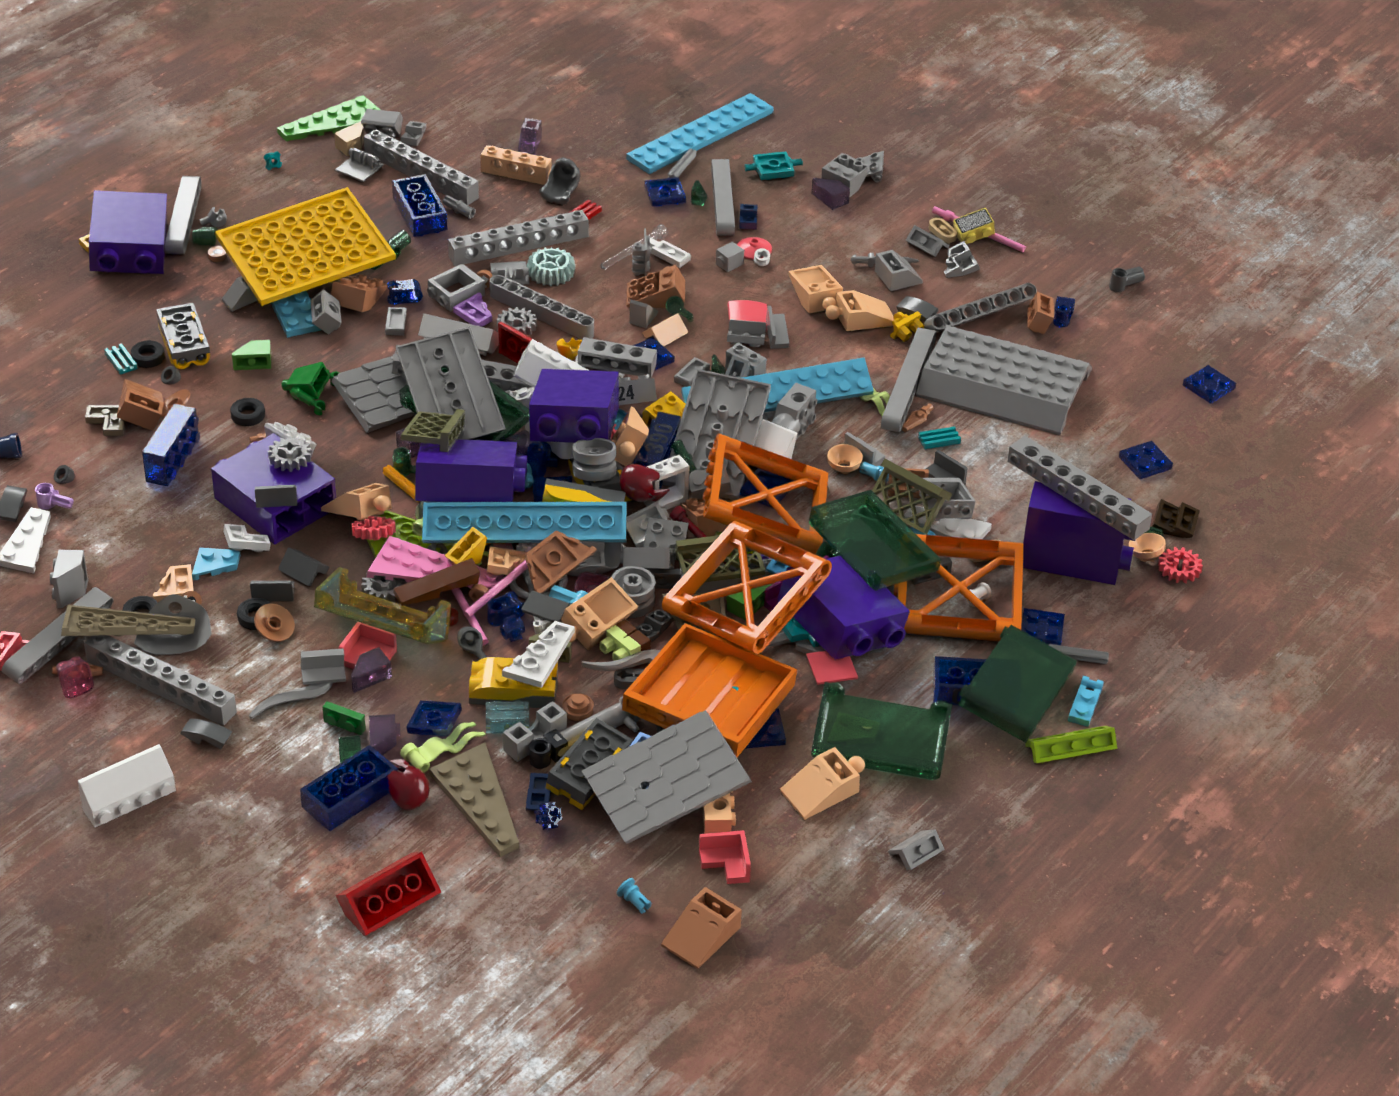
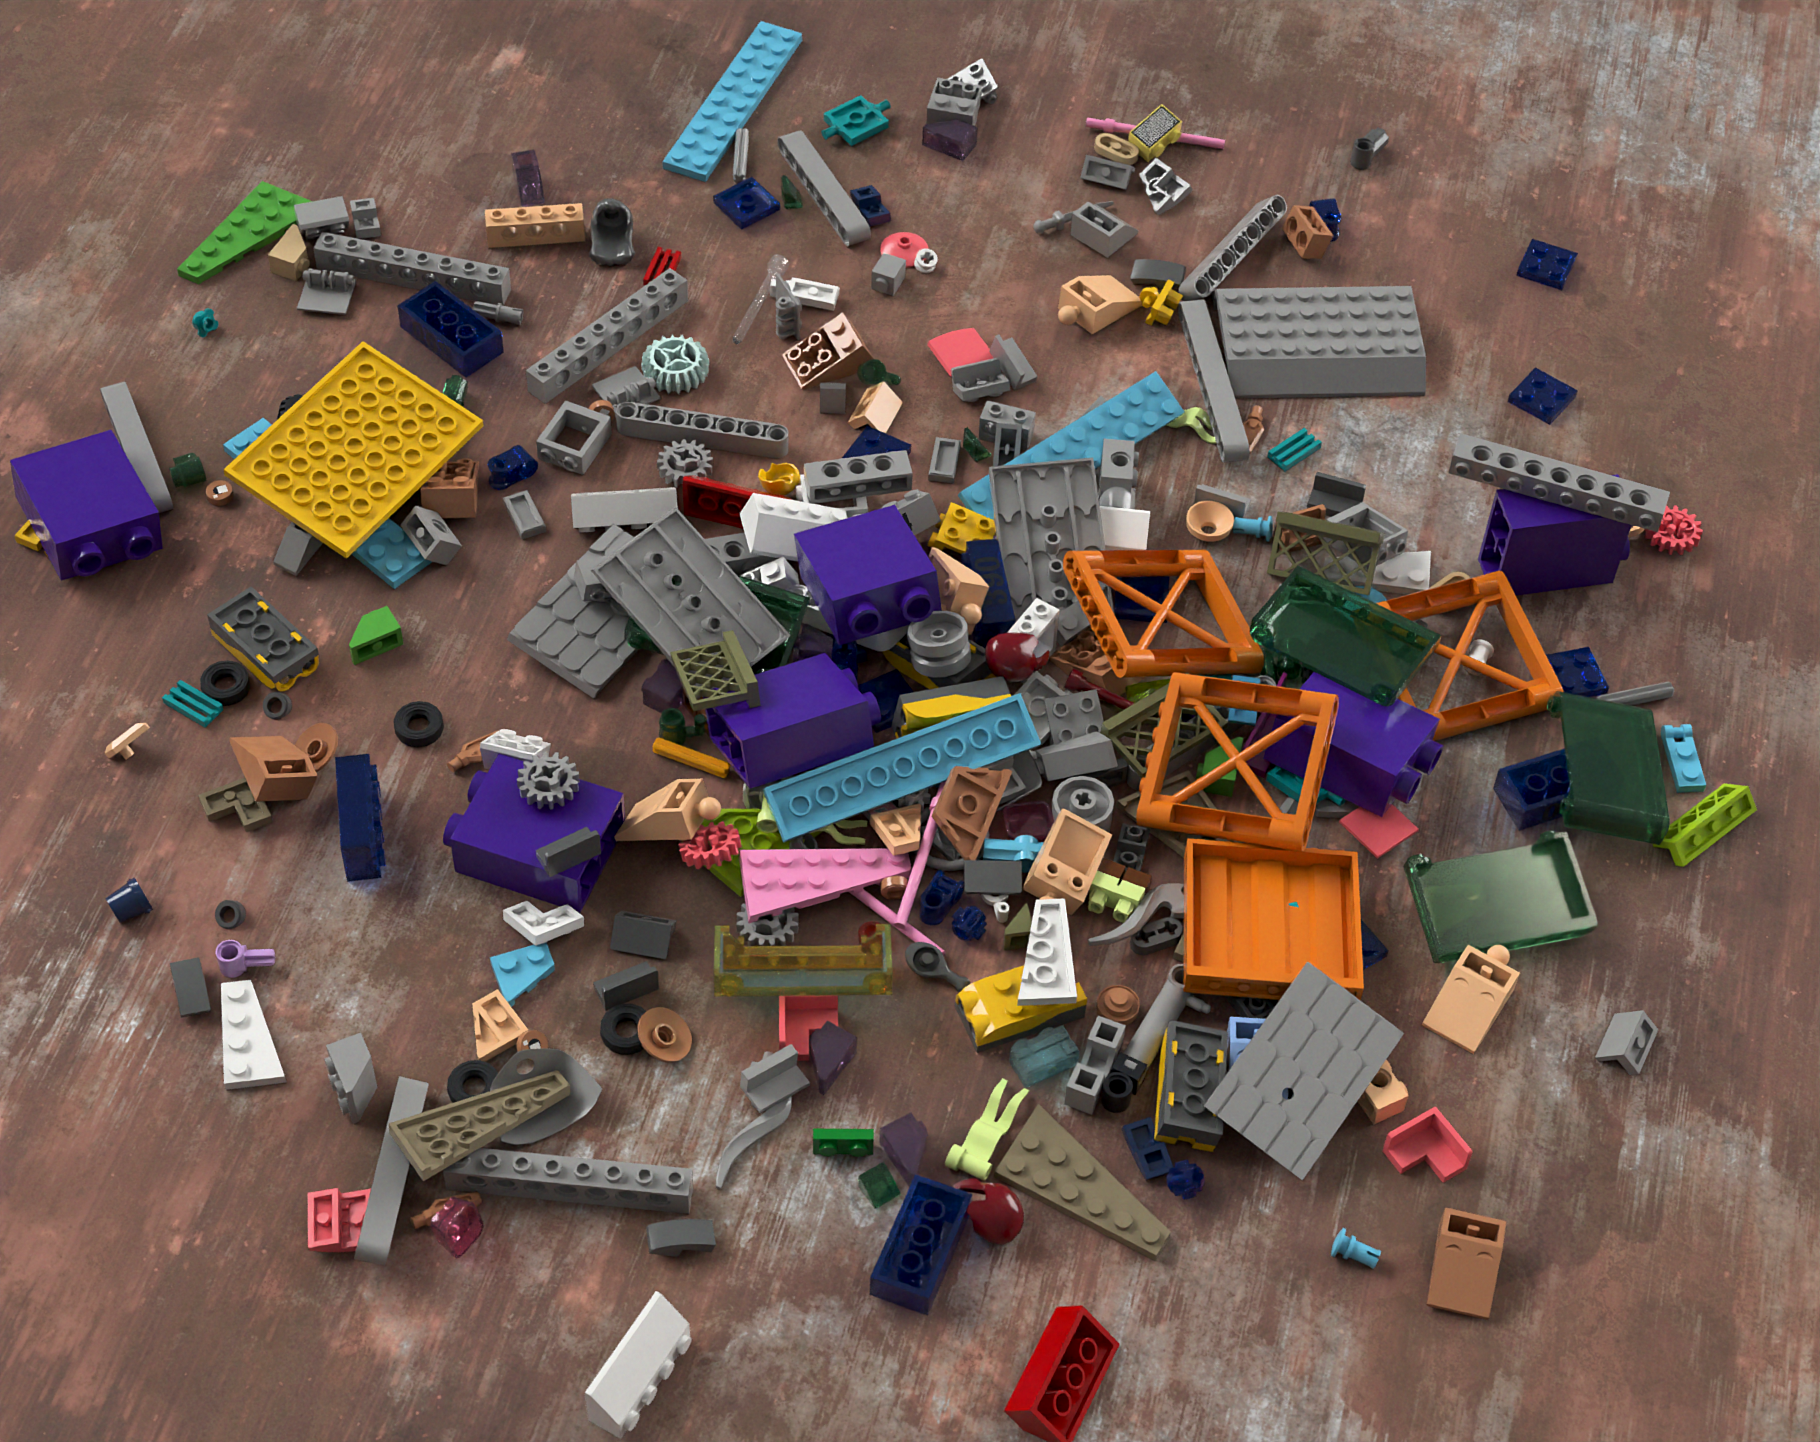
camera: 25 degrees left, 10 degrees up
(65, 363) = (121, 743): none -> light nougat piece
(217, 219) = (185, 437): light grey piece -> none
(308, 383) = (478, 656): green torso -> none
(430, 586) = (844, 896): reddish brown slope -> none
(434, 718) = (957, 1095): clear blue plate -> none
(468, 547) = (854, 832): yellow slope -> none
(474, 311) = (619, 465): medium lavender wing -> none
(680, 449) = (1025, 590): clear green pin -> none
(815, 288) = (1023, 286): light nougat slope -> none
(1176, 520) = (1629, 462): dark brown slope -> none

